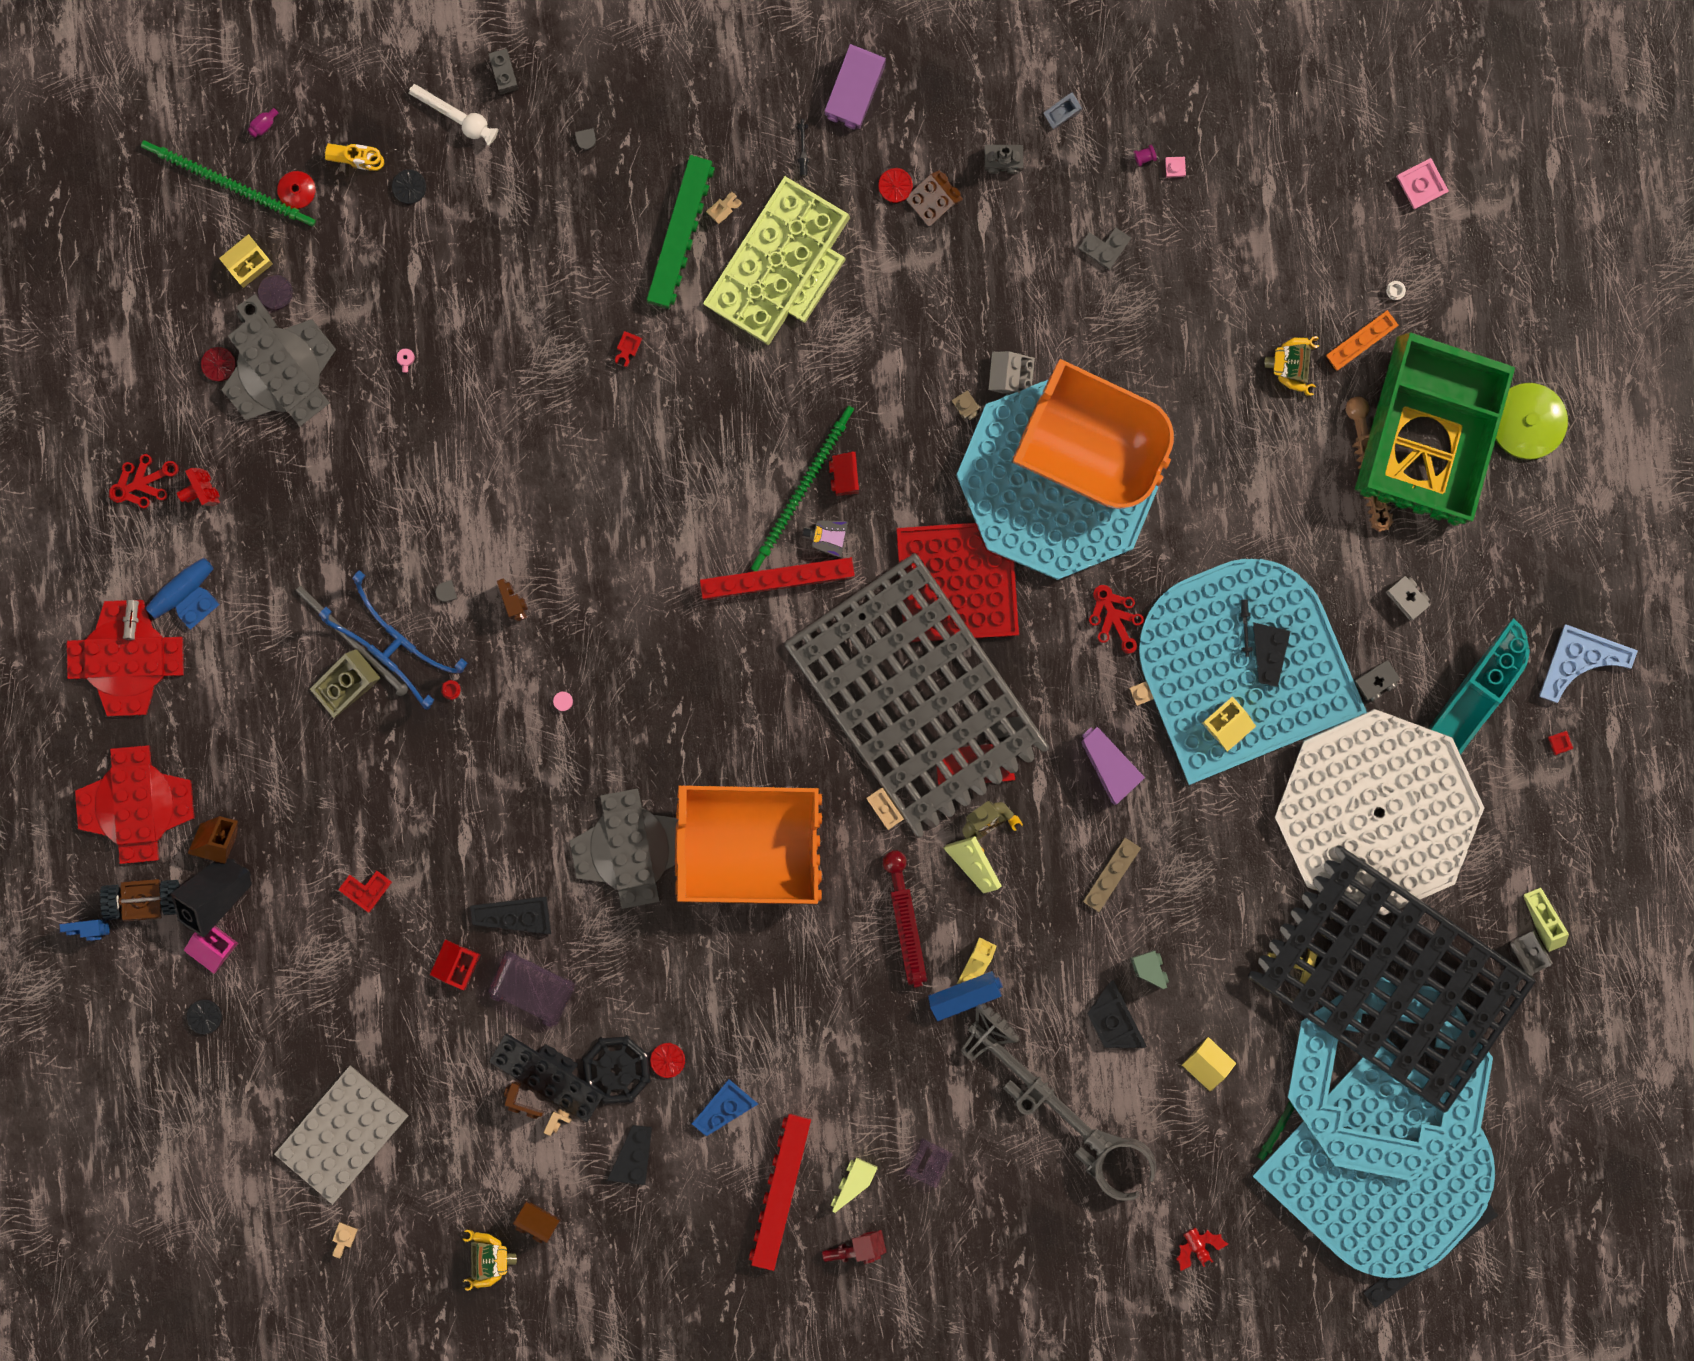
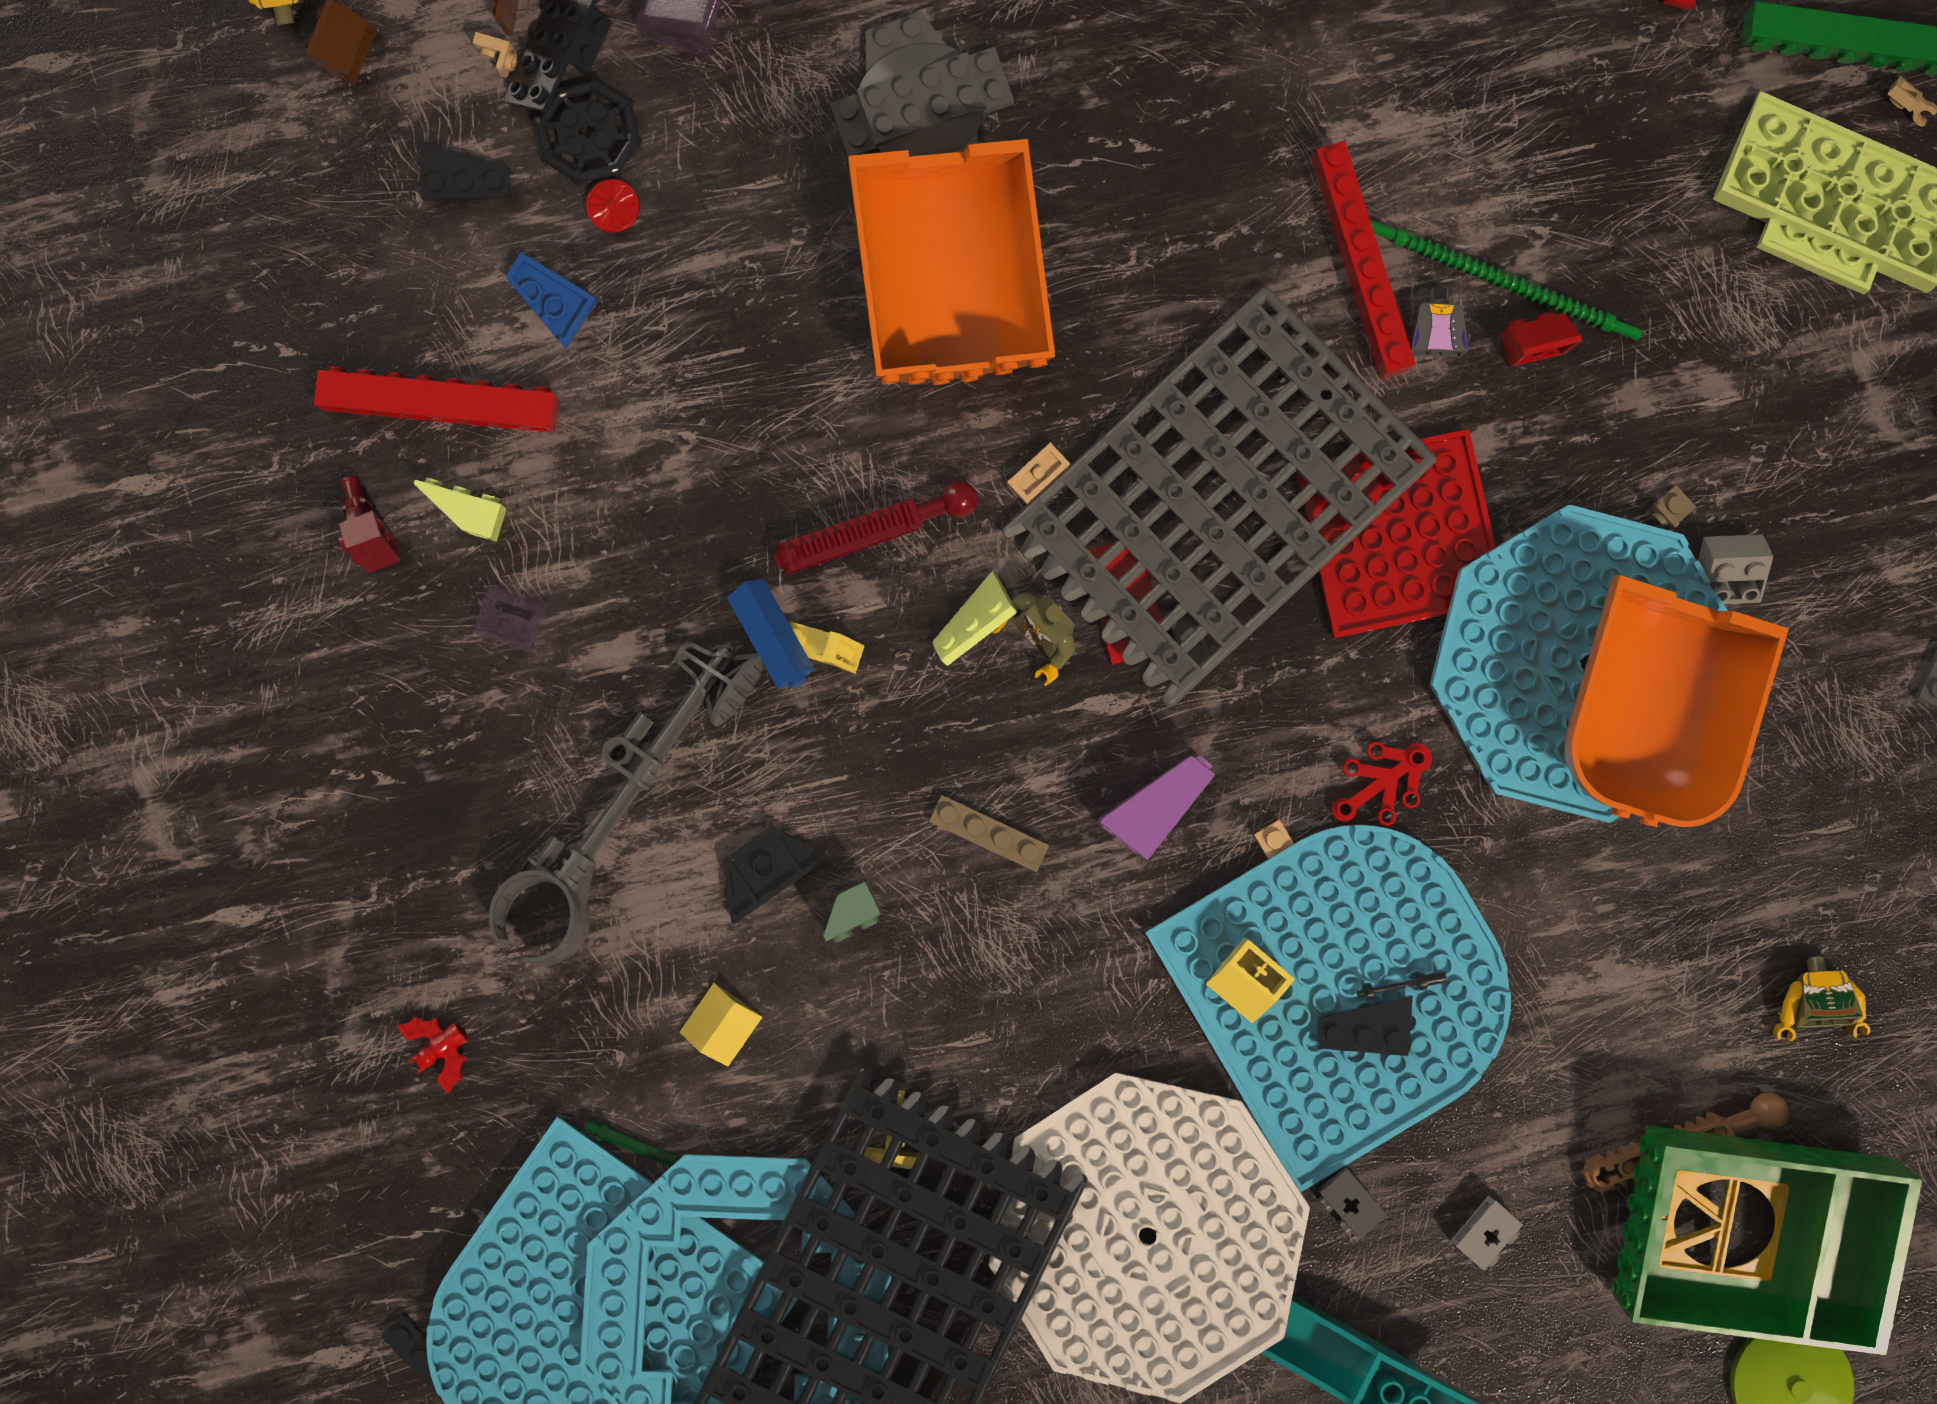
camera: 80 degrees right, 0 degrees up
(1362, 340) = (1875, 1104): orange plate -> none

